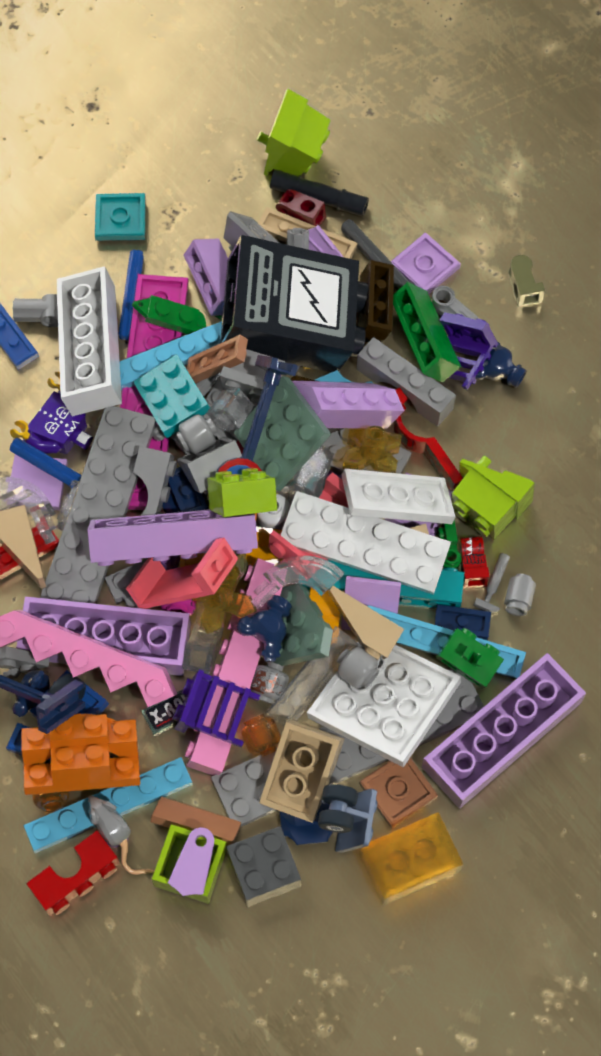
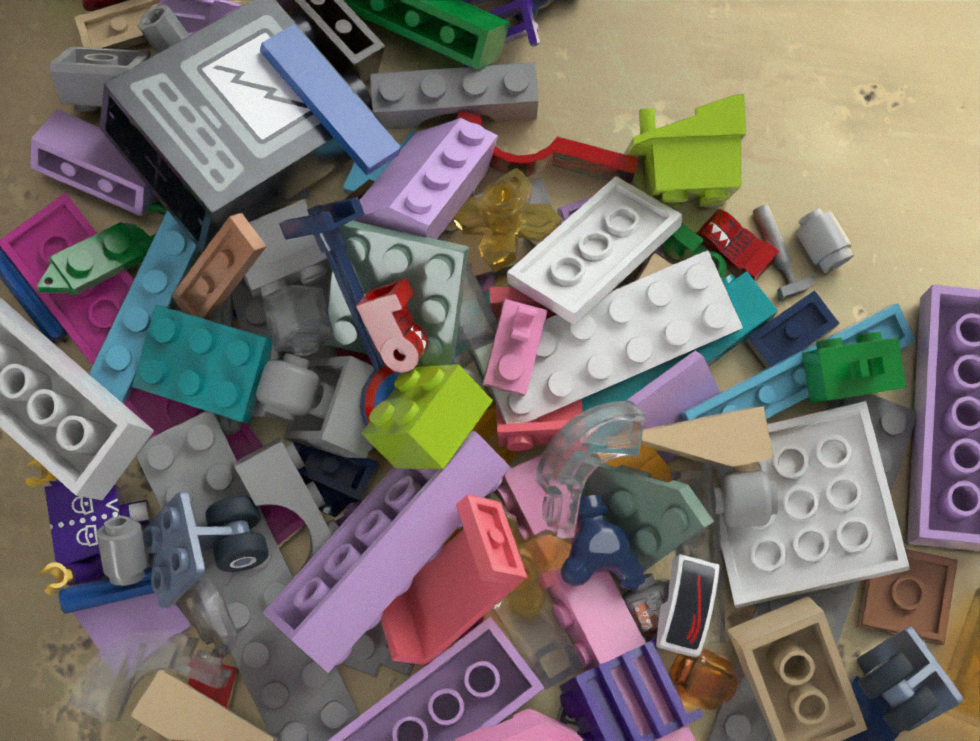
camera: 45 degrees left, 10 degrees up
(59, 443) = (122, 550): none -> light grey brick
(109, 474) = (177, 543): none -> sand blue plate
(265, 442) = (392, 325): none -> leg
(283, 690) = (689, 606): none -> slope
(314, 503) = (514, 347): none -> bright pink plate
(338, 327) = (330, 99): none -> tile

